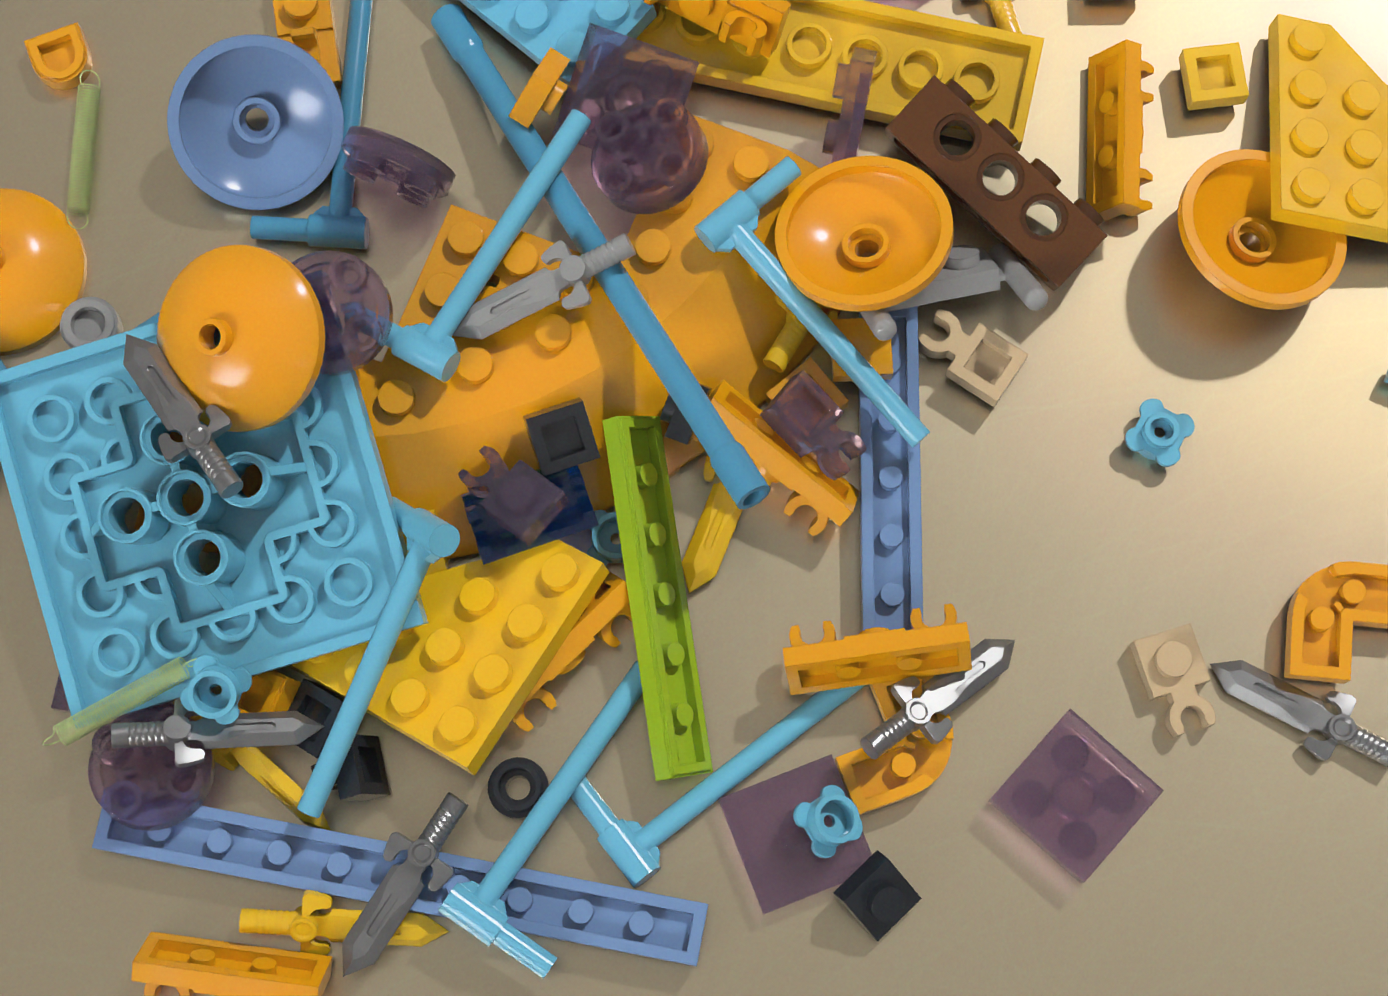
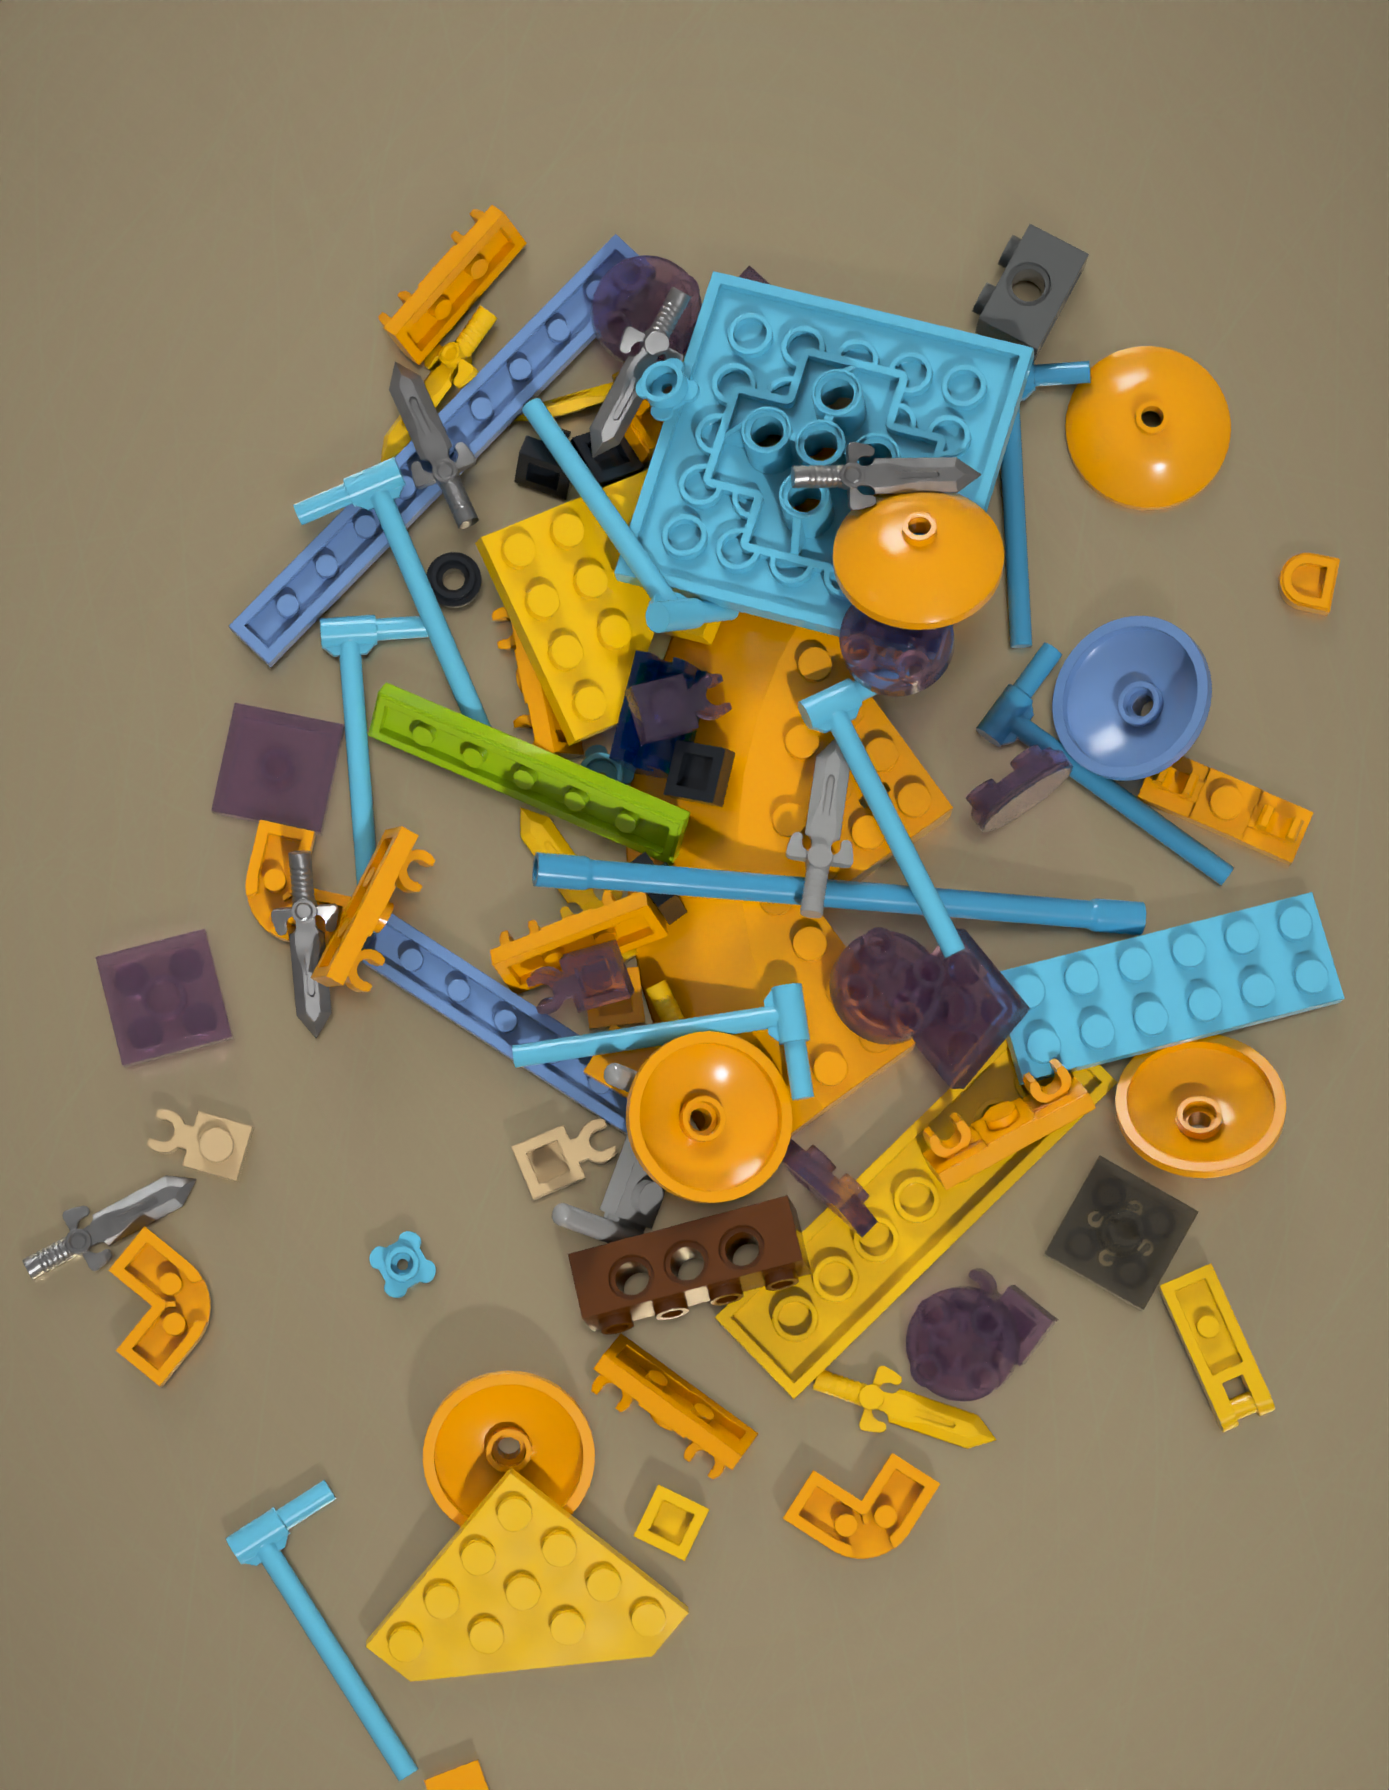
camera: 120 degrees right, 5 degrees up
(89, 321) = (1050, 472): light grey tile -> none
(90, 145) = (1186, 530): yellowish green piece -> none
(115, 700) = (703, 356): yellowish green piece -> none
(542, 89) = (1005, 940): light orange plate -> none
(844, 815) = (256, 802): medium azure plate -> none
(877, 895) = (191, 796): black plate -> none

